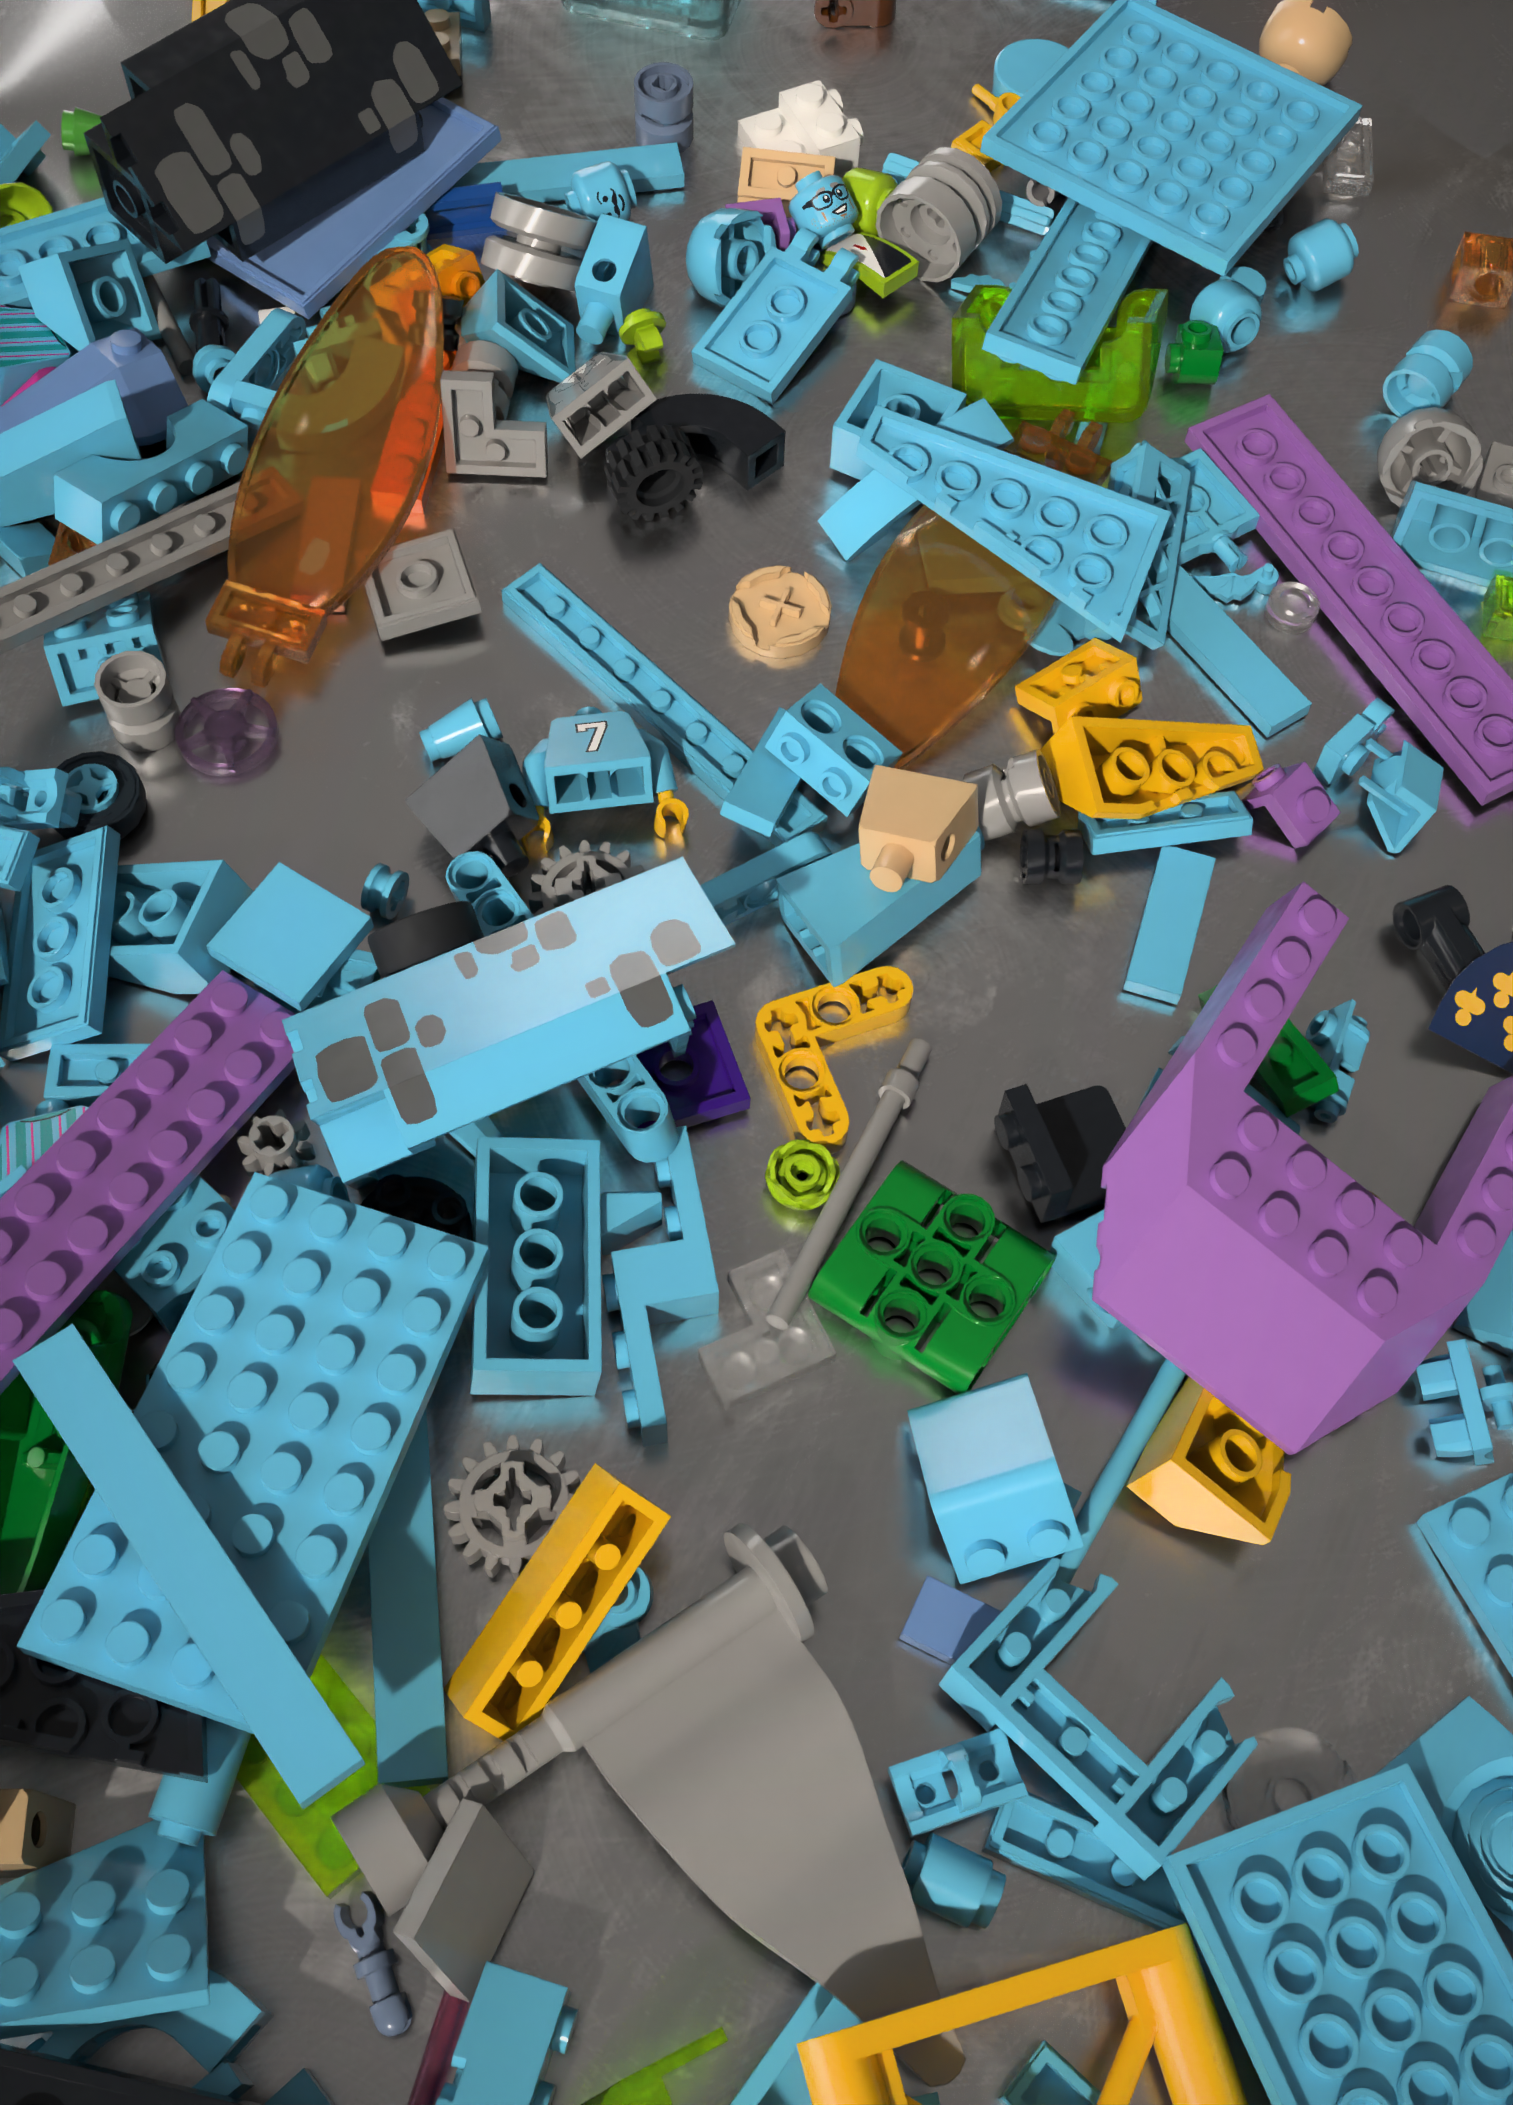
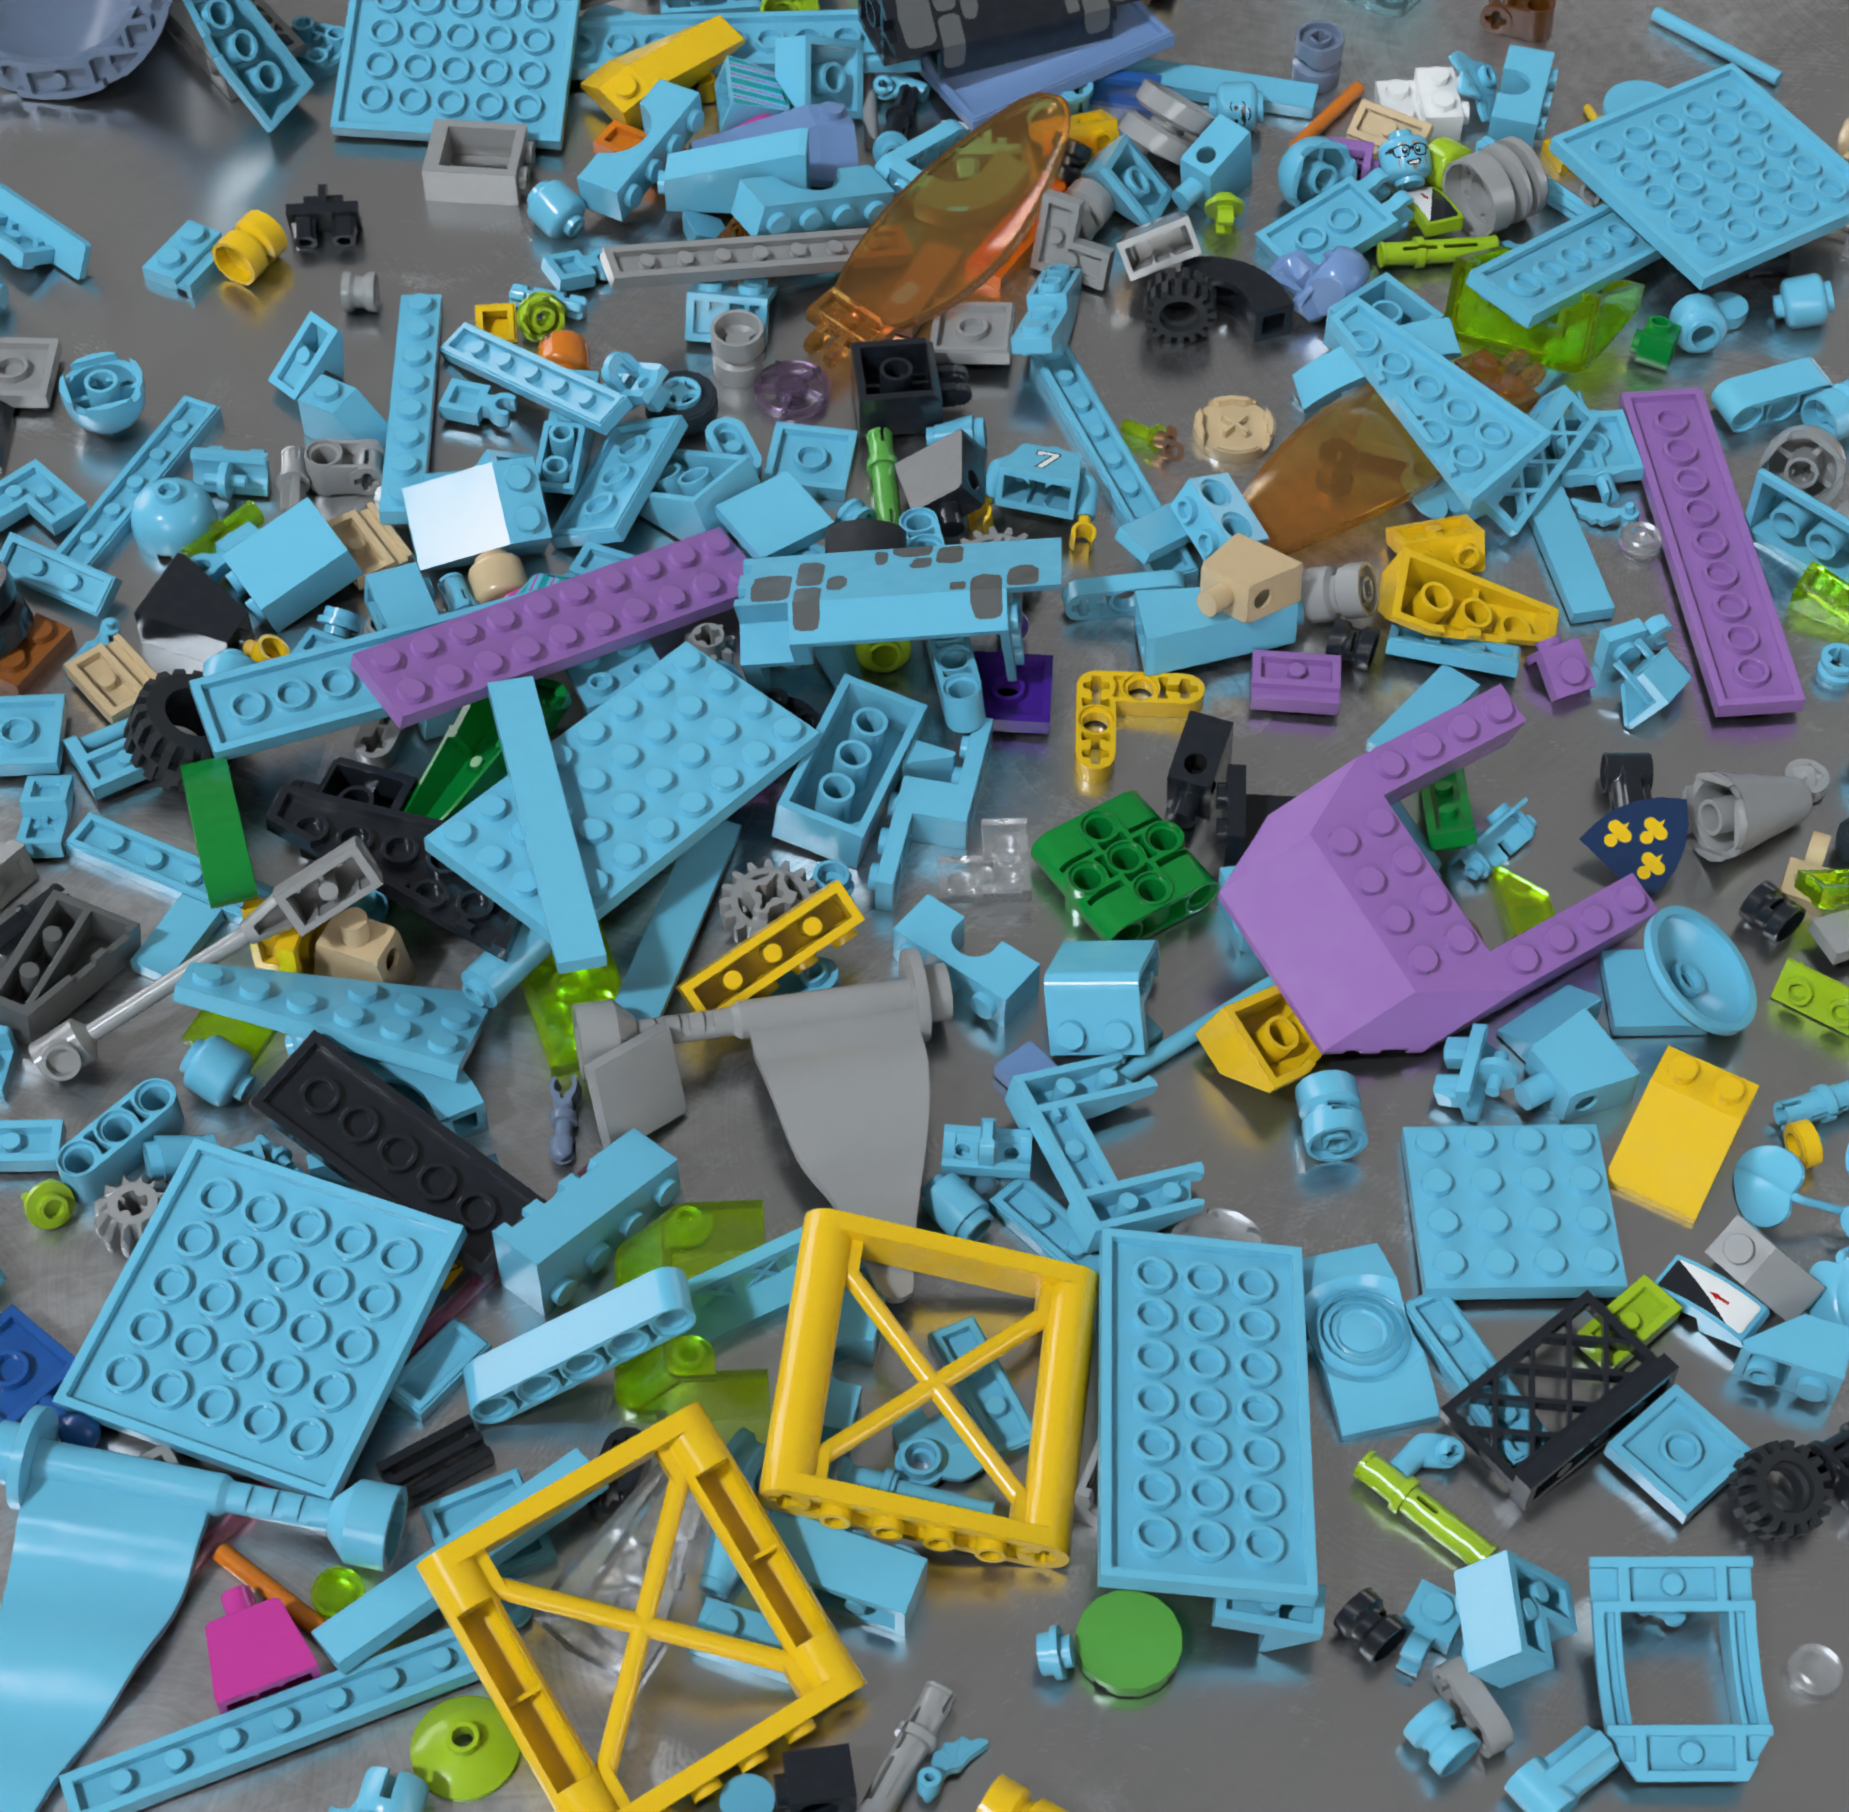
camera: 25 degrees right, 10 degrees down
(177, 285) = (888, 85): none -> medium azure arm
(196, 842) = (732, 437): none -> medium azure plate
(291, 821) = (815, 457): none -> medium azure tile
(368, 688) = (902, 386): none -> black hinge
(389, 809) = (883, 474): none -> bright green pin
(502, 530) = (1050, 313): none -> medium azure slope
(577, 1419) = (830, 871): none -> medium azure plate
(696, 654) = (1155, 438): none -> piece
(702, 181) = (1331, 112): none -> orange bar
(806, 393) = (1322, 284): none -> medium blue head
(806, 1158) = (1064, 782): lime plate -> none
(846, 1515) = (991, 984): none -> medium azure arch
(853, 92) = (1477, 82): none -> medium azure plate
(887, 317) = (1422, 252): none -> lime pin
(895, 1094) = (1157, 757): light grey bar -> none
(904, 80) = (1524, 95): none -> medium azure arch
(963, 1086) = (1197, 767): none -> black torso
(1008, 930) = (1295, 682): none -> medium lavender plate
(1341, 1539) = (1331, 1115): none -> medium azure wheel
(1343, 378) = (1768, 394): none -> medium azure beam
(1403, 1140) = (1520, 901): none -> clear neon green tile

